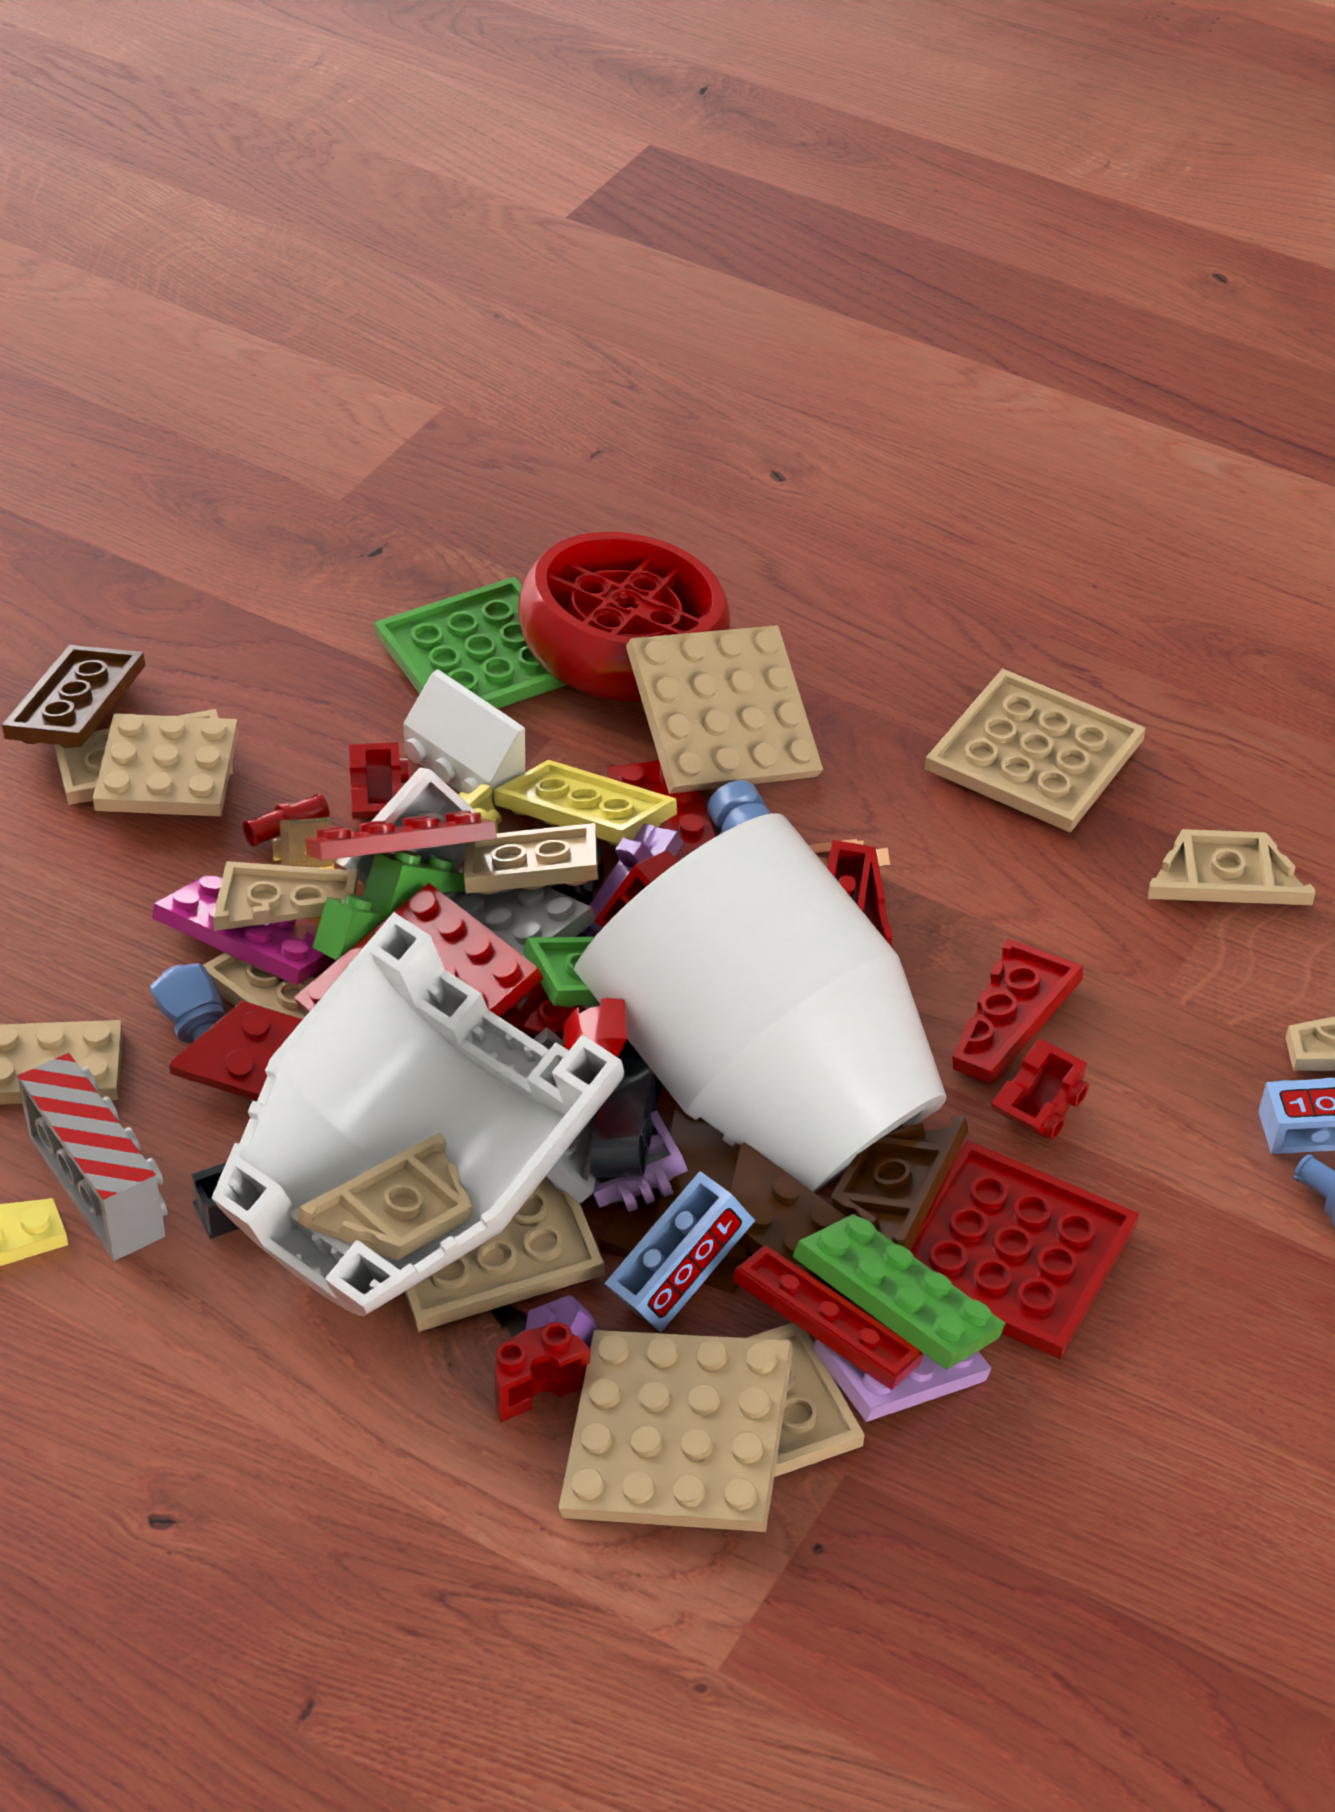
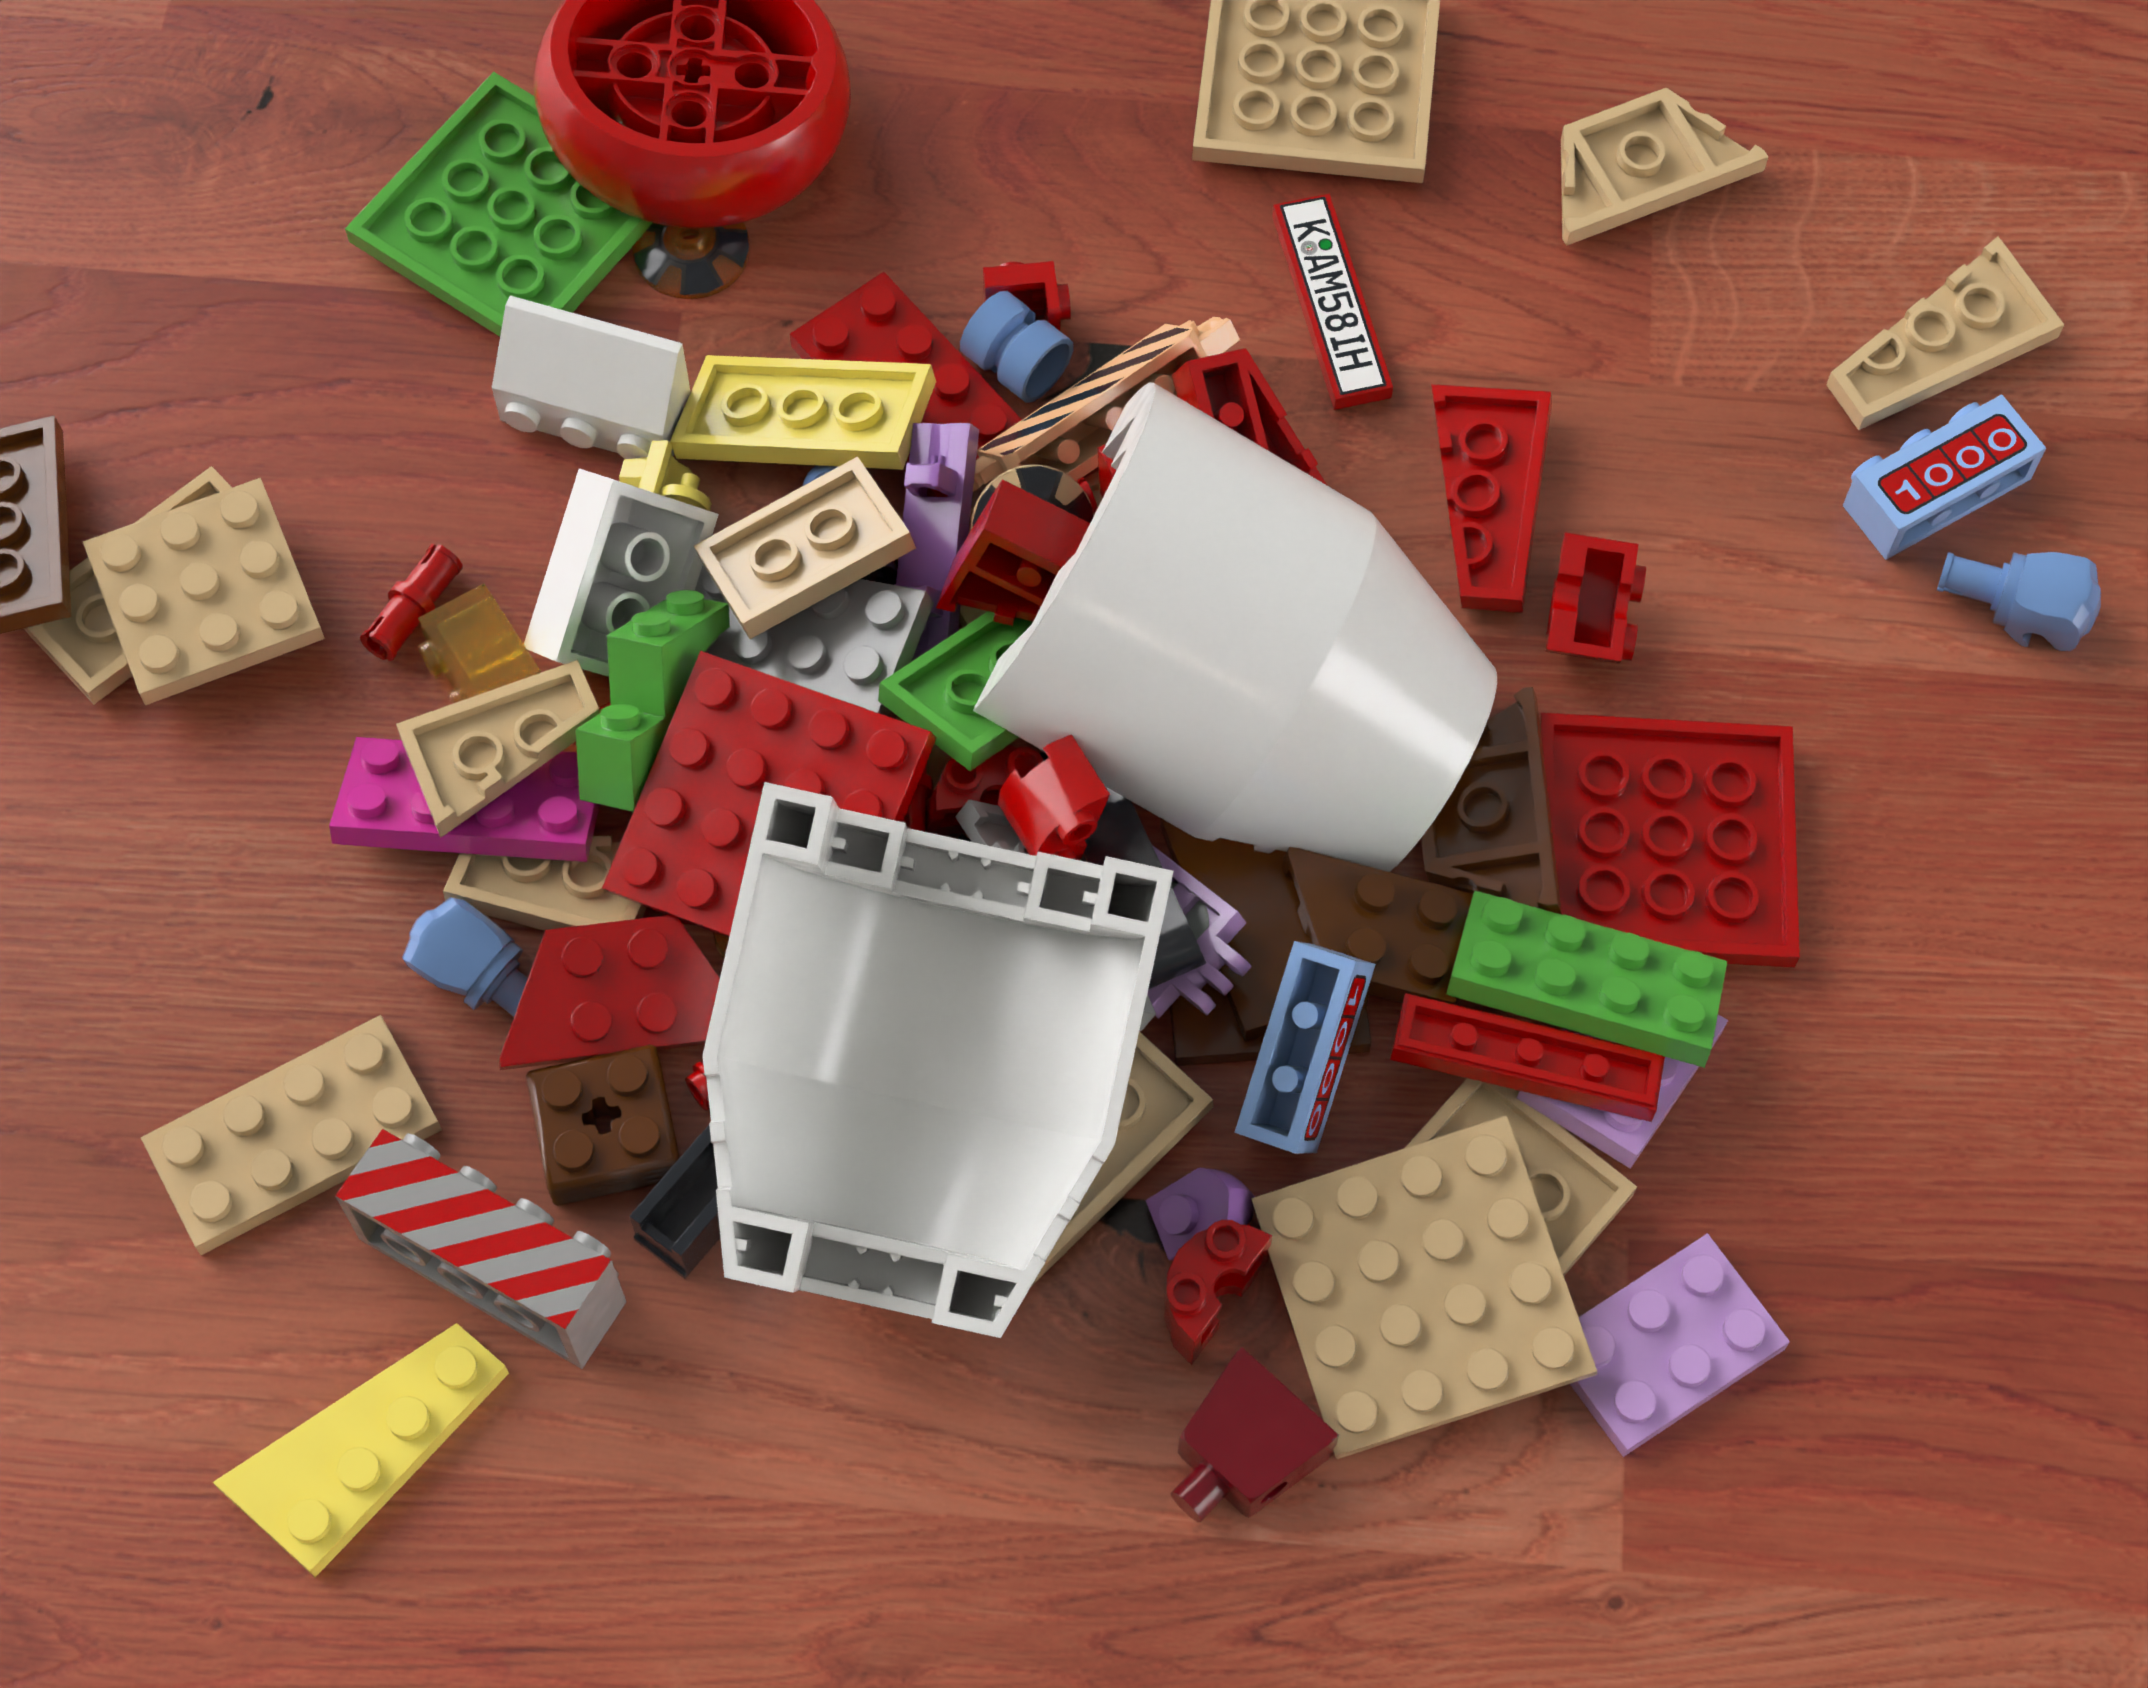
camera: 25 degrees left, 20 degrees up
(203, 1125) = (565, 1111): none -> reddish brown brick
(375, 776) = (503, 493): red cylinder -> none
(394, 1203) = (934, 1152): tan wing -> none
(414, 834) = (627, 602): plate -> none
(504, 1473) = (1248, 1442): none -> dark red torso
(576, 712) = (695, 265): none -> dish
(723, 708) = (909, 188): tan plate -> none
(774, 790) = (1033, 285): none -> red bracket
(834, 1545) = (1672, 1344): none -> lavender plate
(969, 874) = (1332, 302): none -> tile

